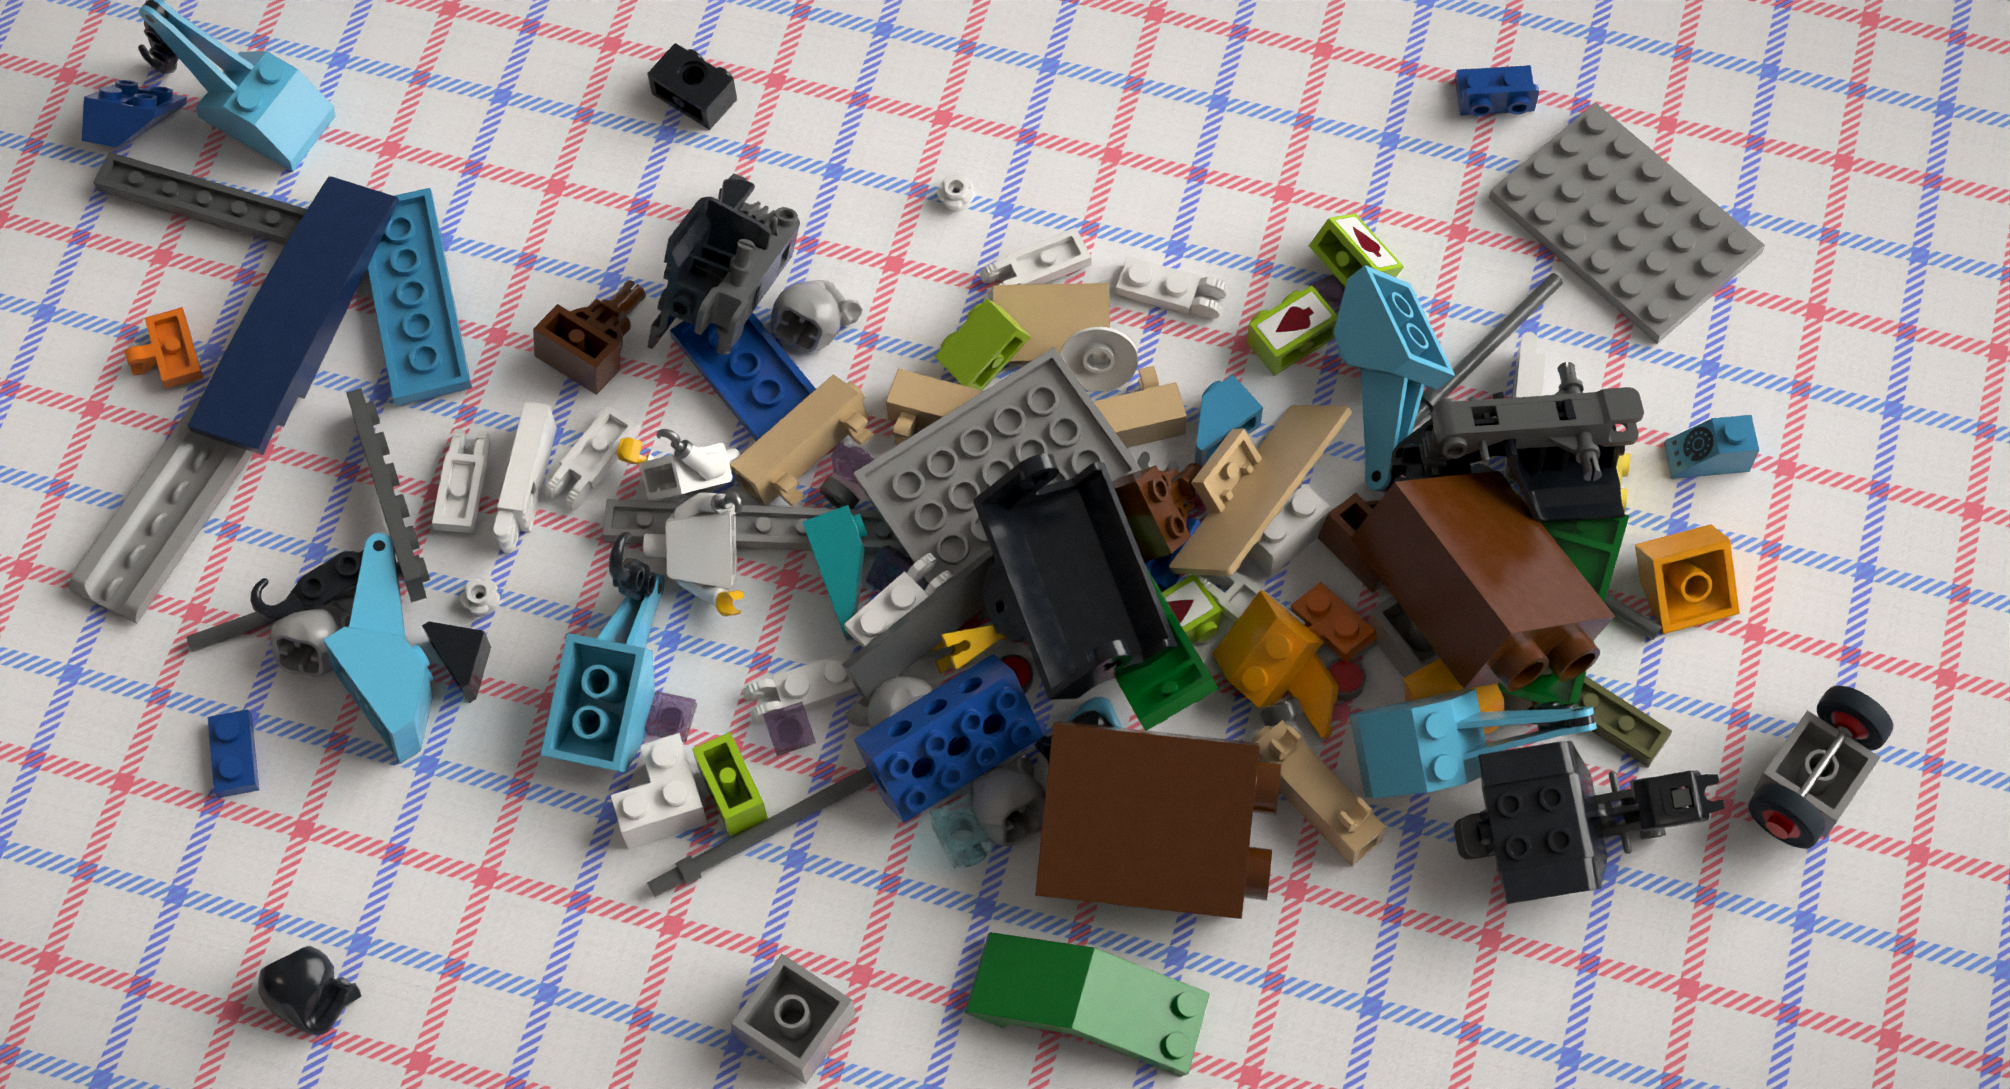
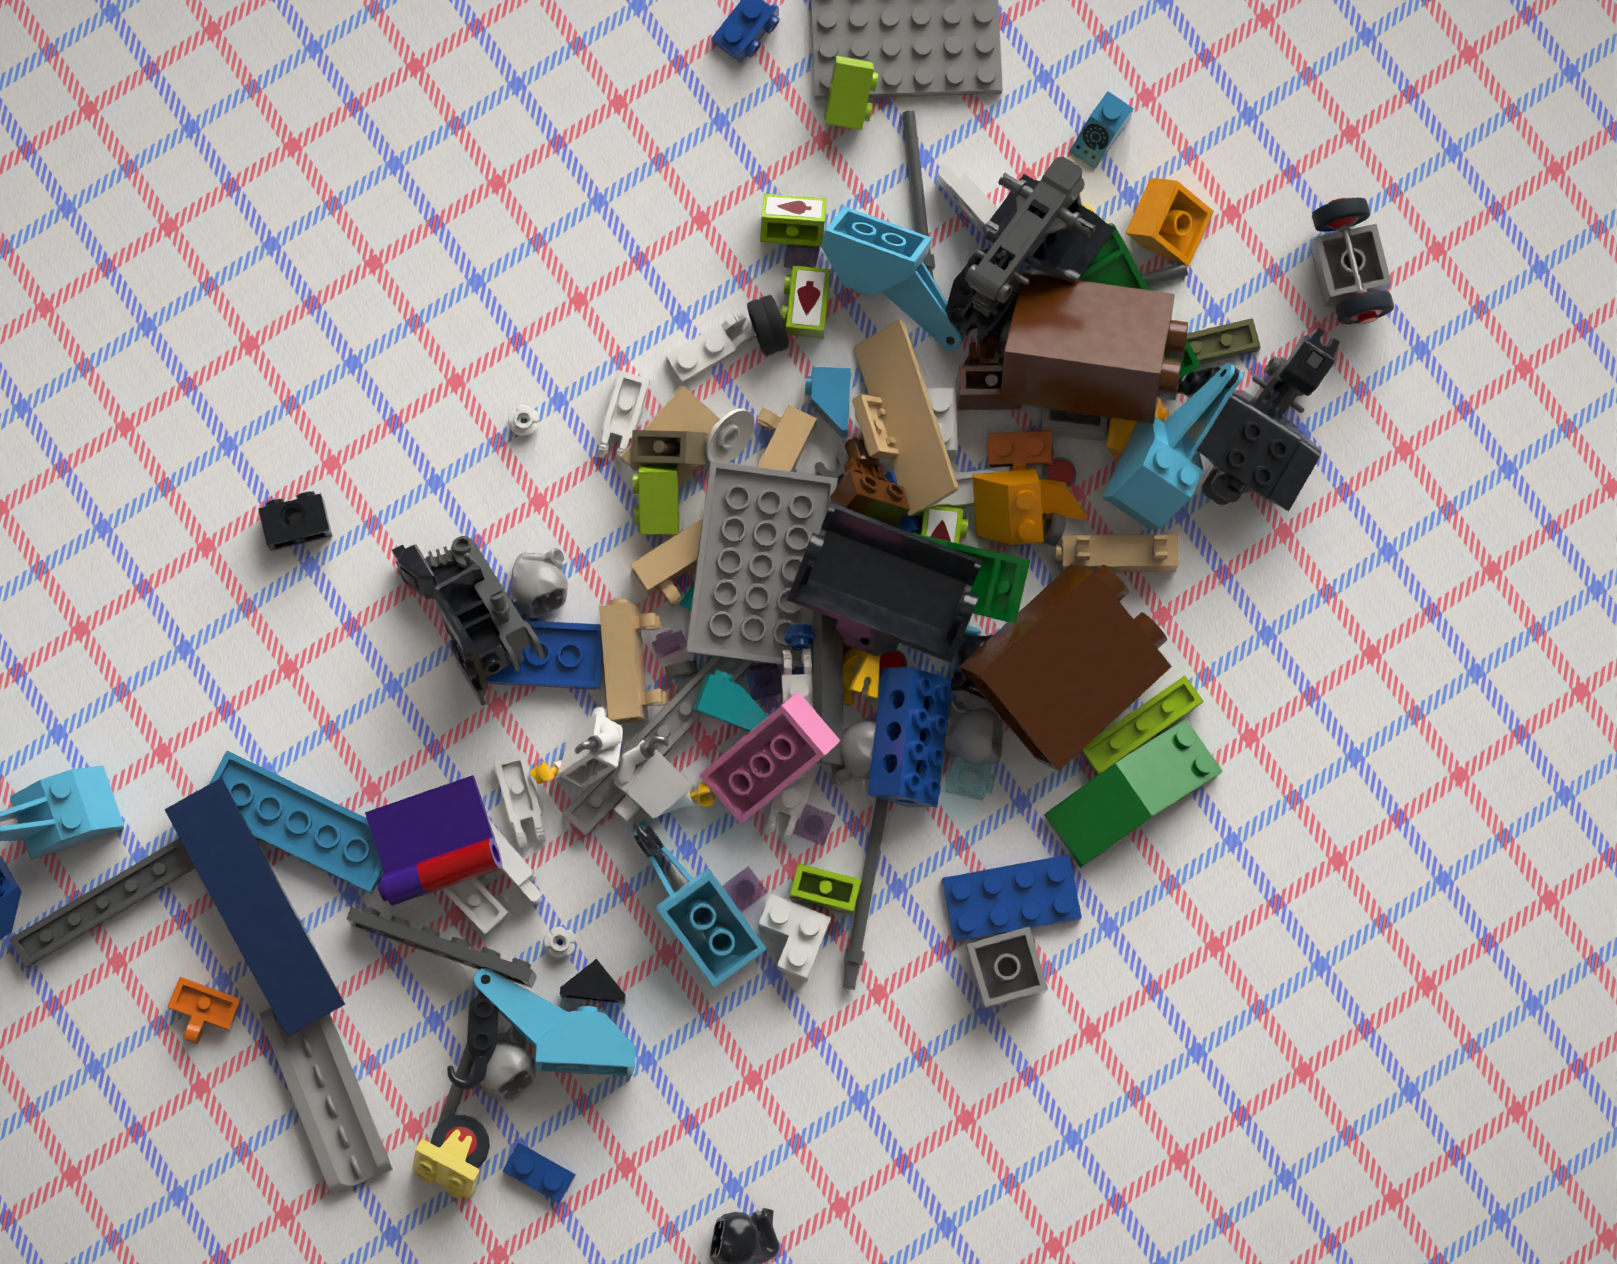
camera: 55 degrees left, 15 degrees up
(194, 656) = (453, 1155): none -> light yellow plate
(481, 404) = (433, 841): none -> dark purple door
(587, 340) = (436, 739): reddish brown brick -> none
(810, 618) = (769, 758): none -> bright pink brick
(881, 973) = (1011, 898): none -> blue plate
(956, 555) = (799, 636): none -> blue plate
(1038, 312) = (669, 447): none -> dark tan slope
(1170, 954) = (1142, 725): none -> lime plate
(1234, 308) = (768, 325): none -> black tyre
(1520, 207) = (849, 93): none -> lime brick

